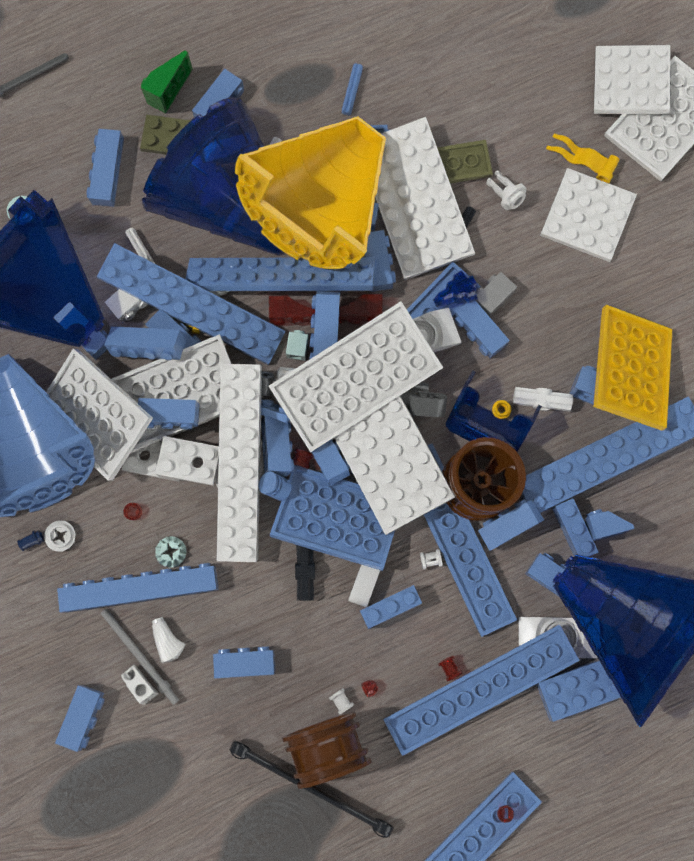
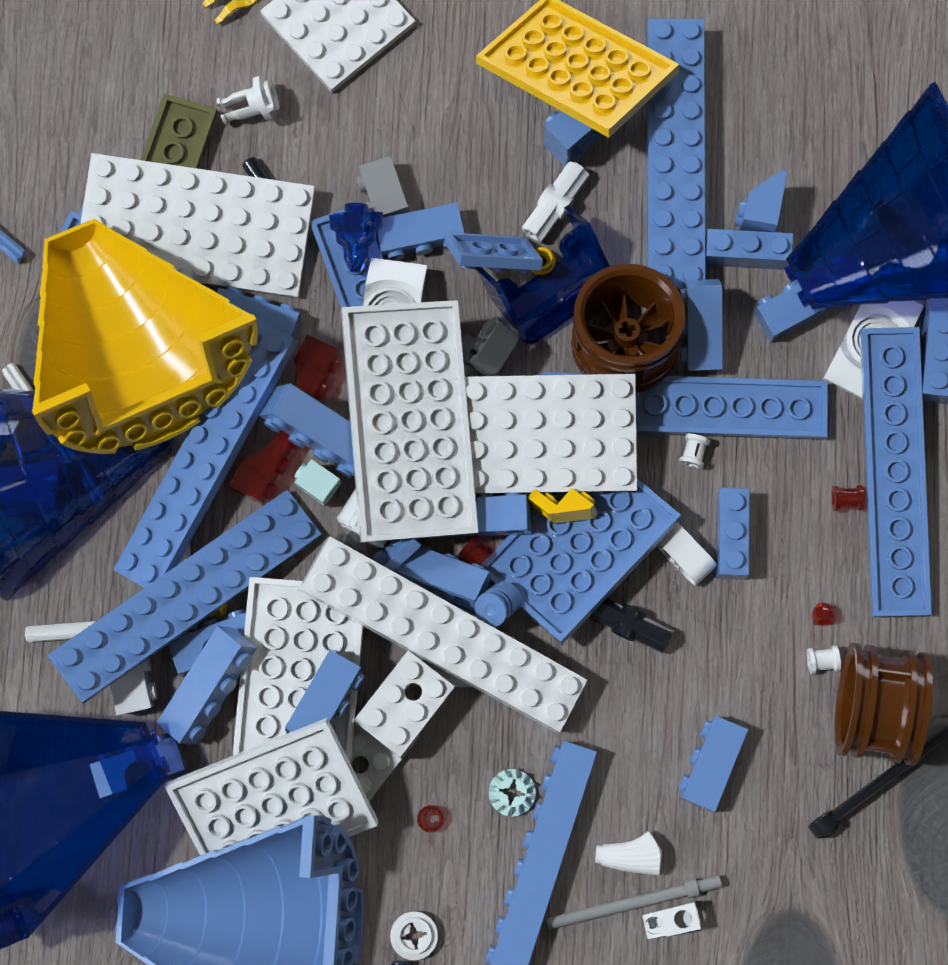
camera: 65 degrees left, 0 degrees up
(355, 500) = (571, 507): none -> yellow slope
(489, 376) = (493, 252): none -> medium blue plate

